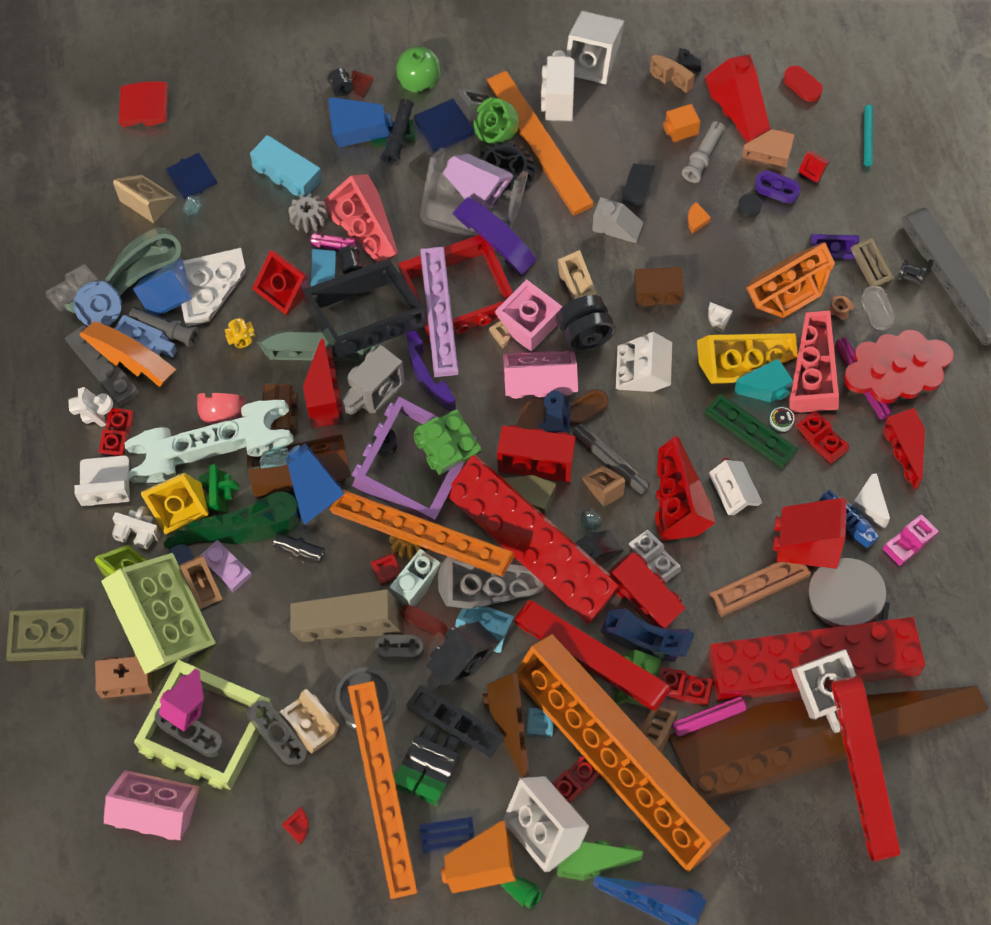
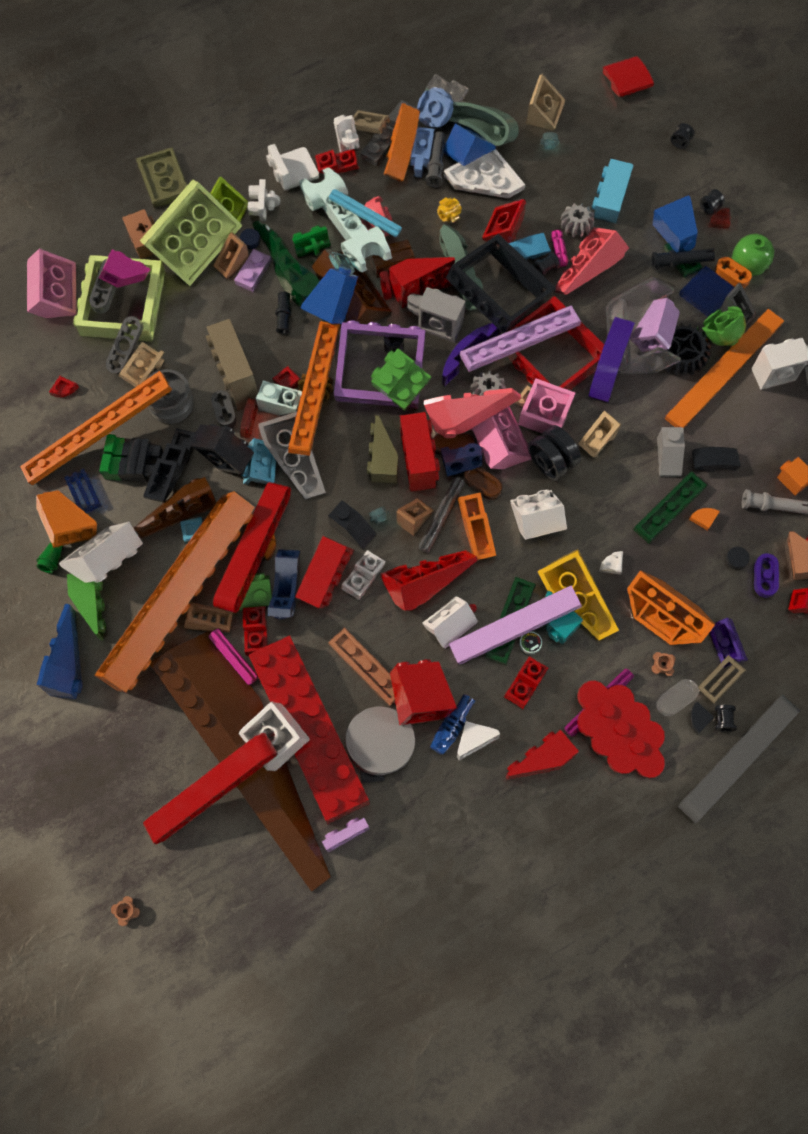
camera: 70 degrees right, 5 degrees up
(87, 380) = (368, 121): none -> dark tan tile
(176, 502) = (288, 216): yellow slope -> none
(191, 175) = (579, 132): clear blue piece -> none
(220, 413) = (365, 213): none -> medium azure axle
(246, 79) = (682, 136): none -> black wheel
(308, 428) = (385, 285): none -> red tile
(431, 94) = (733, 272): none -> orange beam
(480, 365) = (486, 381): none -> light grey gear
(513, 396) = (461, 414): none -> coral wedge
(533, 539) = (339, 472): red plate -> none
(576, 779) = (147, 568): red slope -> none
(635, 427) = (477, 526): none -> orange slope
(659, 286) = (619, 504): reddish brown piece -> none
(675, 244) = (670, 507): none -> dark green tile
(764, 424) = (515, 625): none -> lavender tile
(815, 374) = (590, 655): coral wedge -> none
(904, 295) = (700, 717): none -> black tile
(910, 540) = (452, 784): dark pink slope -> none
(940, 664) = (354, 828): none -> lavender plate
(967, 899) = (117, 910): none -> nougat plate

